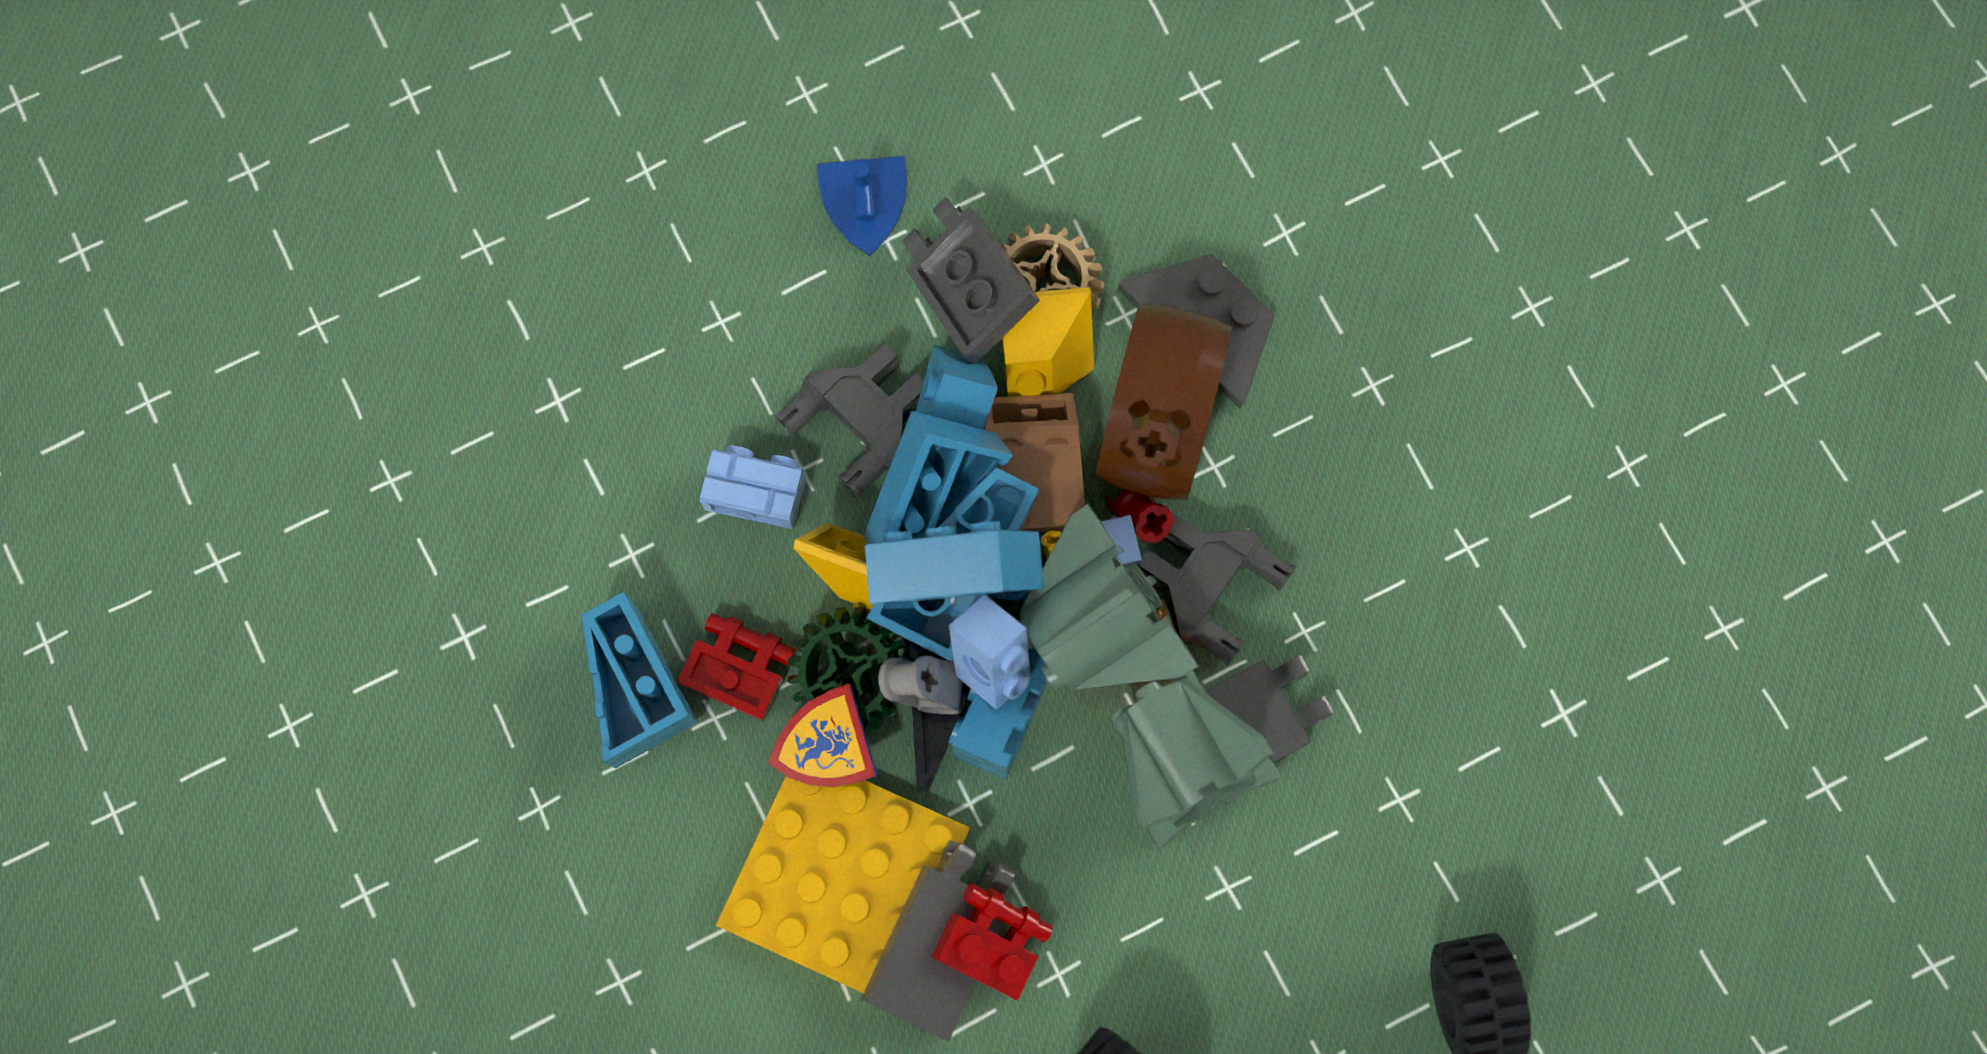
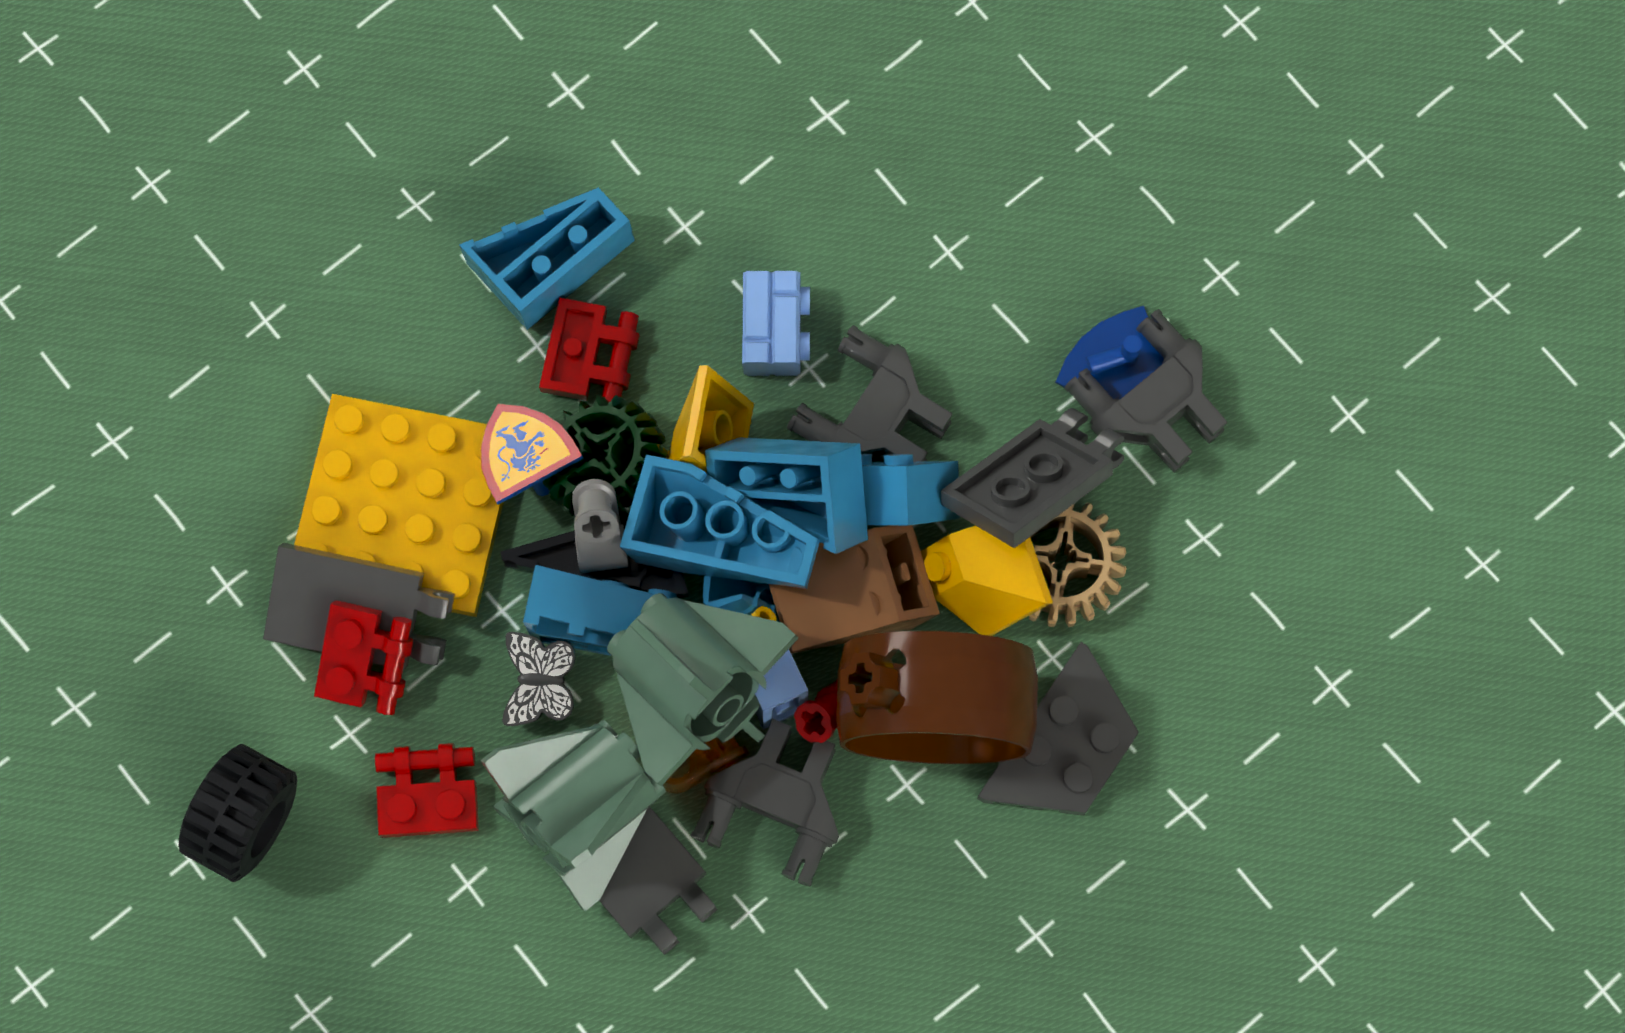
camera: 80 degrees right, 0 degrees up
(915, 169) = (1159, 400): none -> dark grey connector
(953, 564) = (703, 520): dark azure wedge -> none
(990, 652) = (630, 578): light blue brick -> none
(1052, 776) = (540, 679): none -> animal
(1148, 908) = (426, 807): none -> red plate

